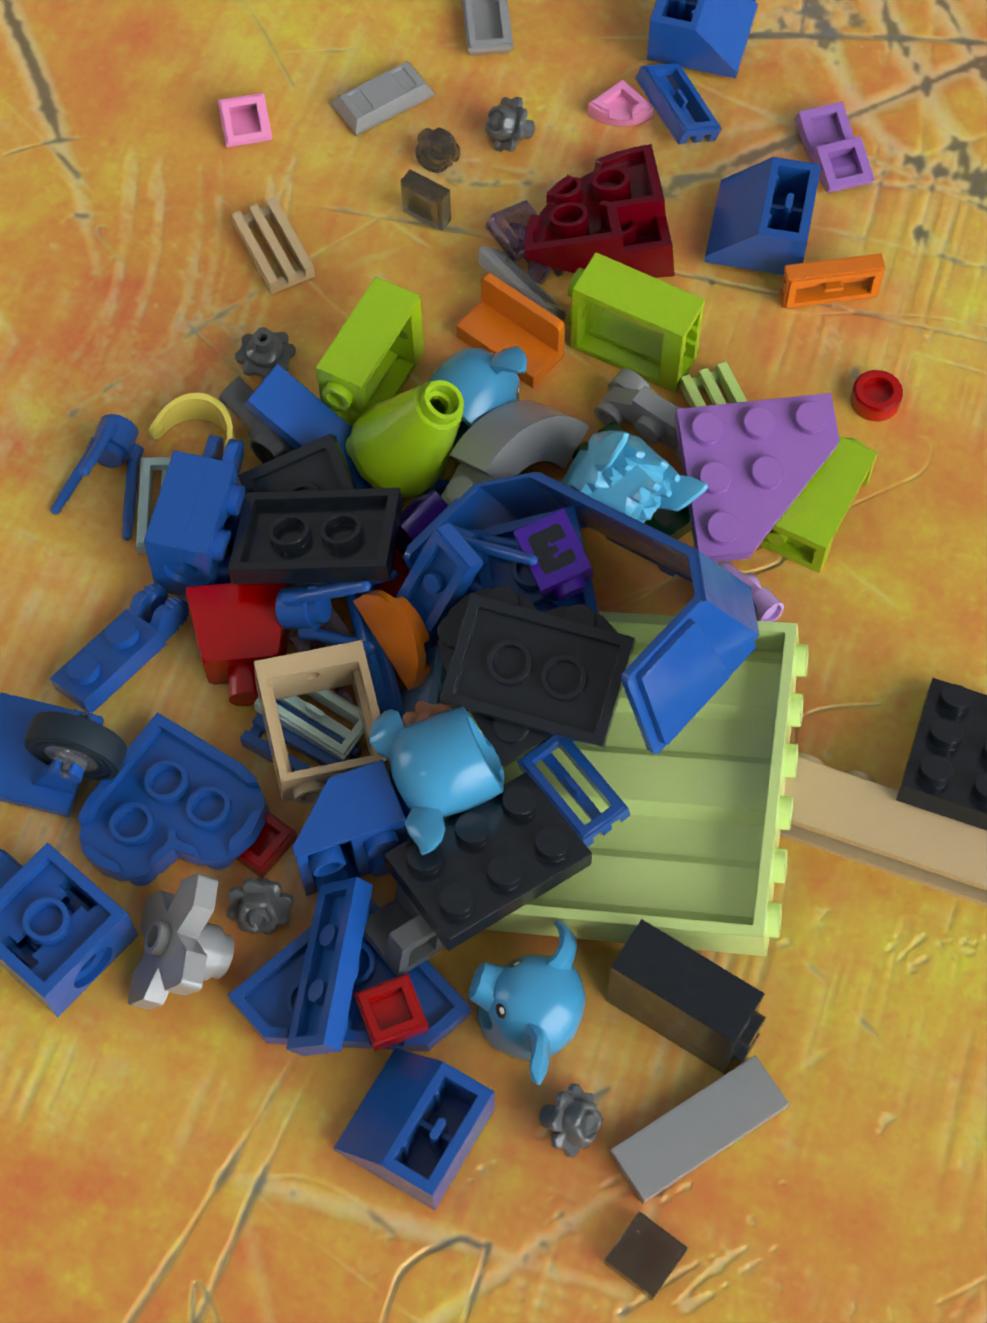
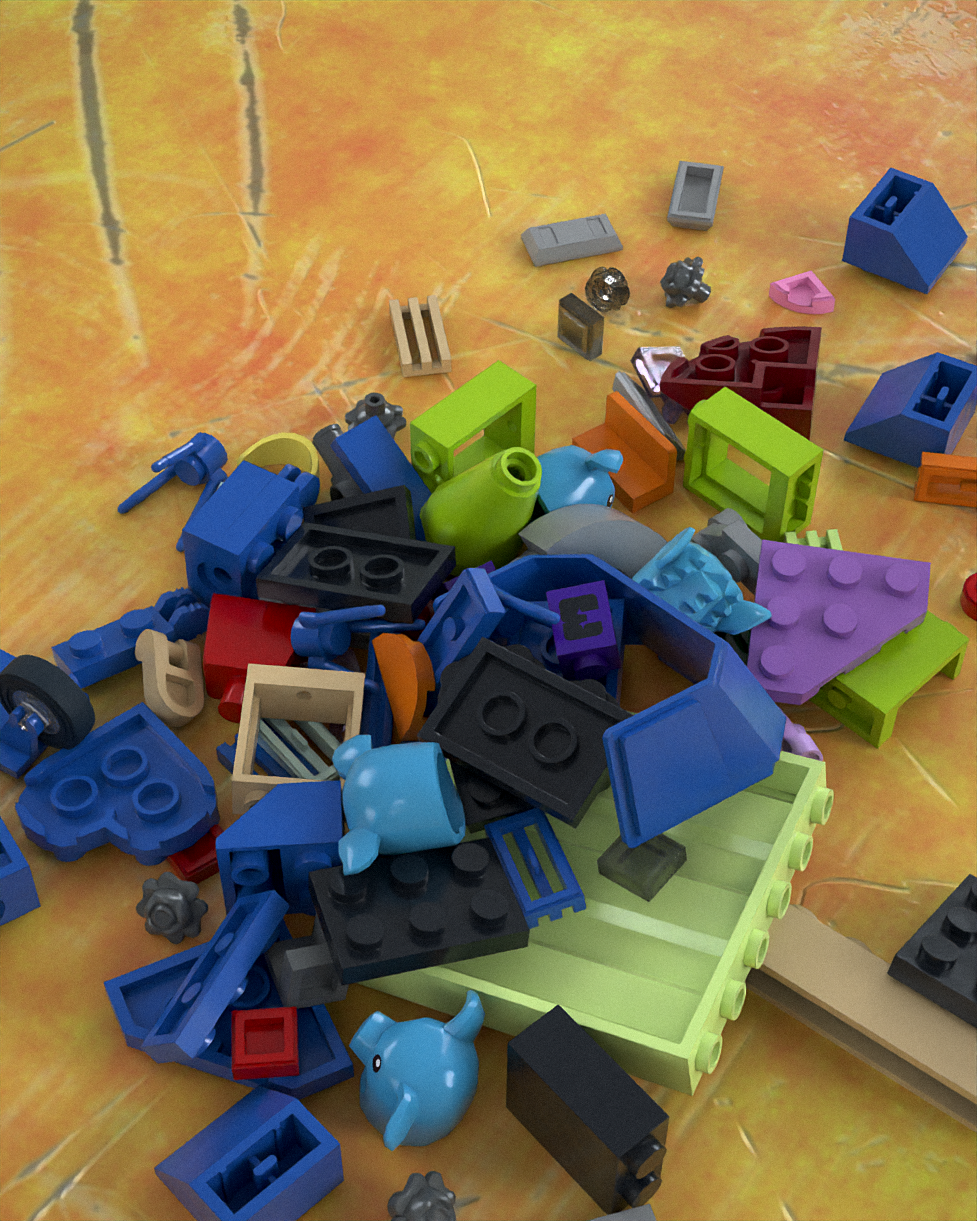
camera: 15 degrees right, 15 degrees down
(179, 693) = (171, 677): none -> tan plate
(179, 943) = (75, 918): light grey plant -> none
(245, 120) = (433, 229): bright pink slope -> none
(672, 767) = (642, 868): none -> clear smoke tile
(678, 103) = (861, 300): blue tile -> none

